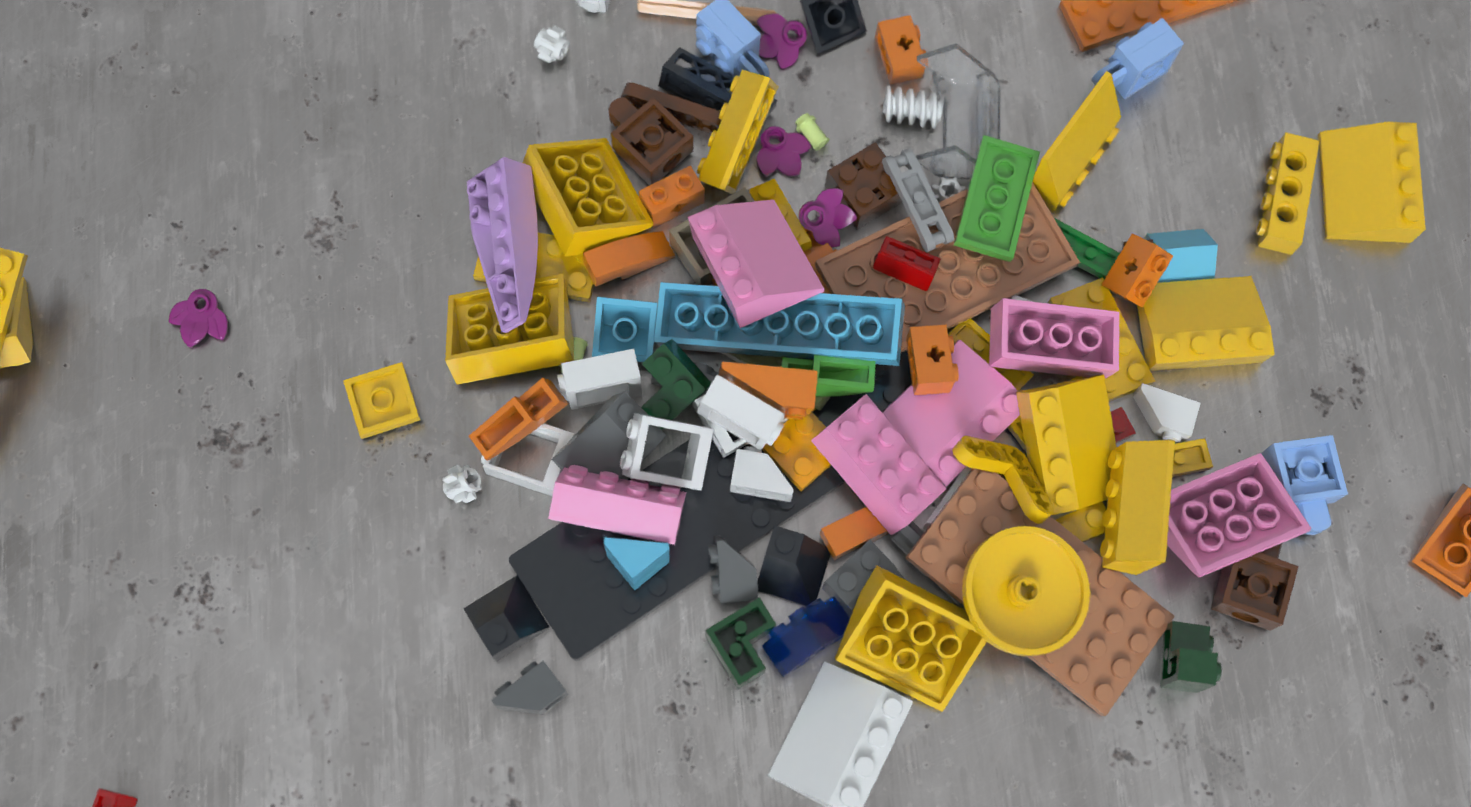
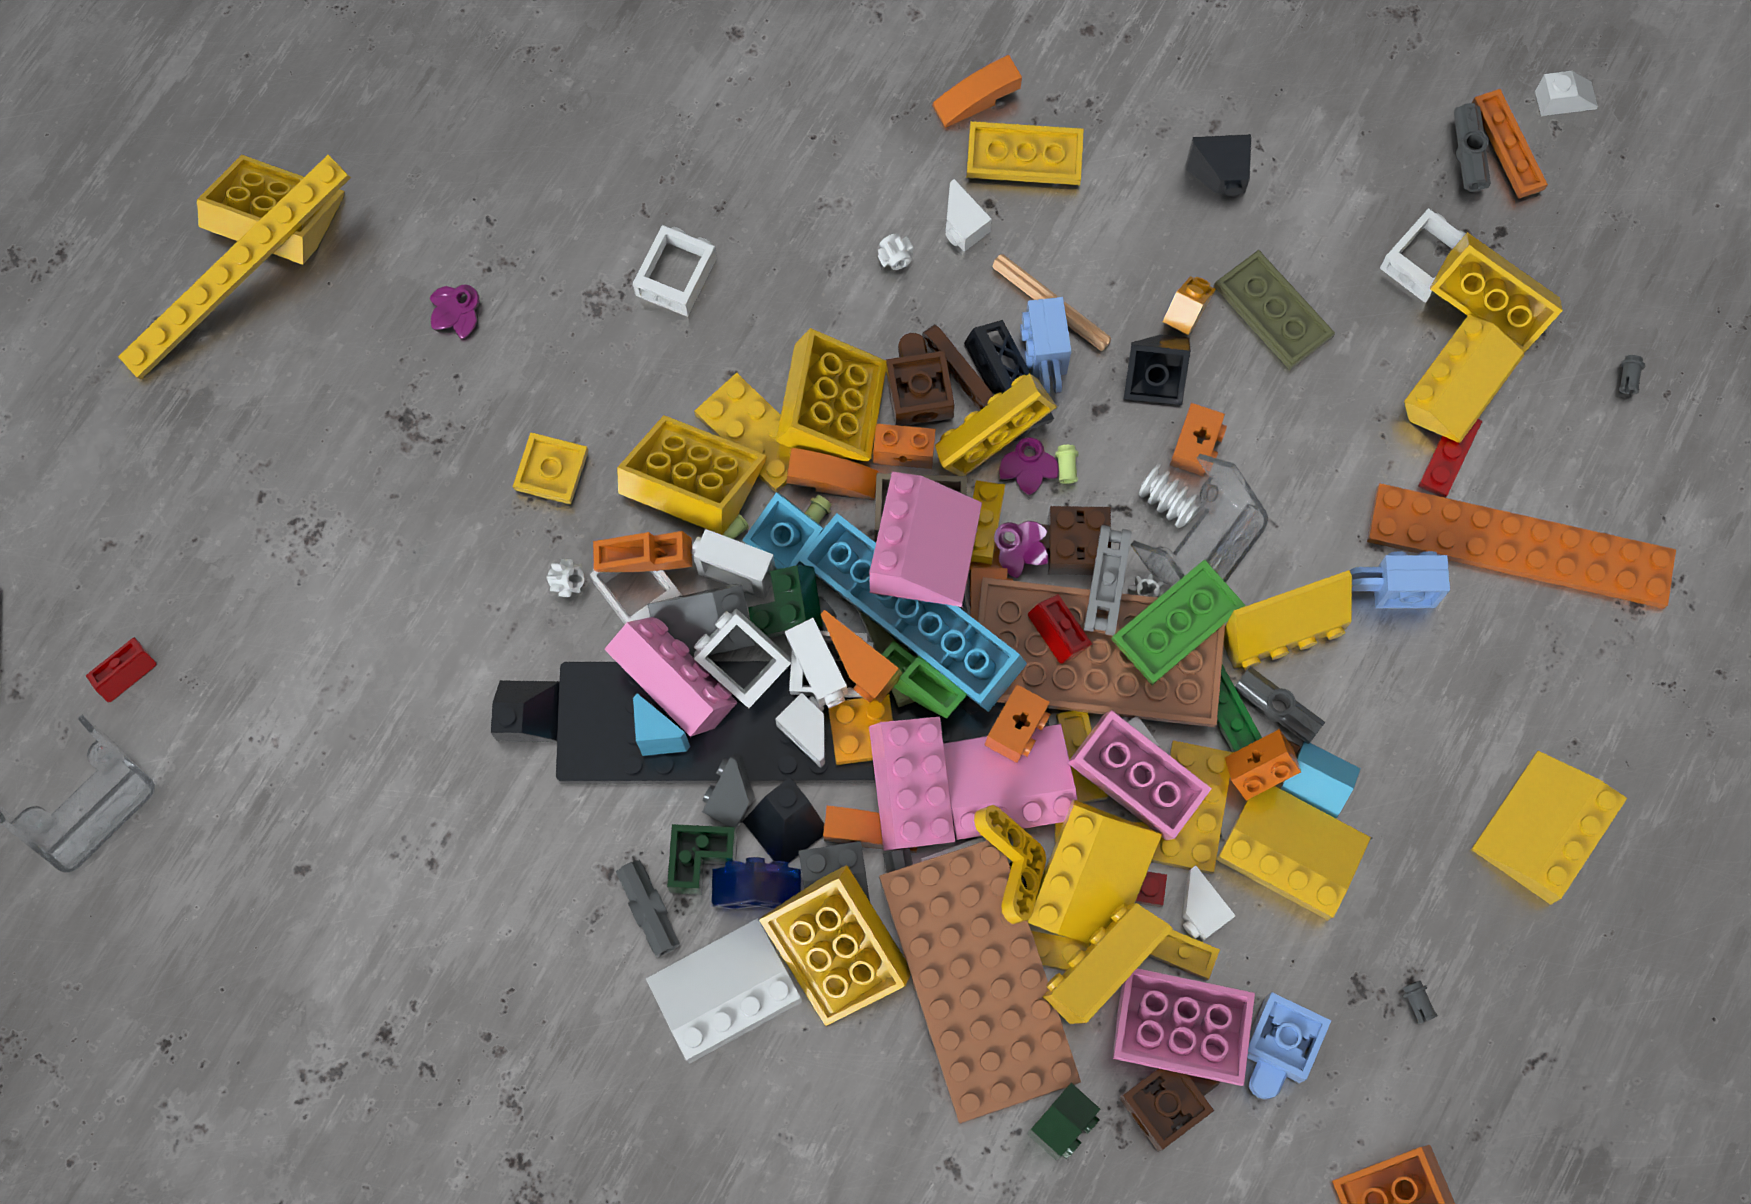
camera: 40 degrees right, 0 degrees up
(380, 194) = (665, 295): none -> white window
(506, 236) = (739, 394): lavender wedge -> none
(533, 692) = (507, 783): dark grey slope -> none
(636, 289) = (818, 508): none -> yellowish green pin
(729, 715) = (648, 908): none -> dark grey piece
(776, 40) = (1093, 365): magenta plate -> none
(1026, 591) = (955, 969): yellow dish -> none
(1128, 218) = (1295, 717): none -> dark grey piece
(1301, 155) = (1499, 758): yellow brick -> none
(1372, 376) = (1419, 1001): none -> dark grey pin

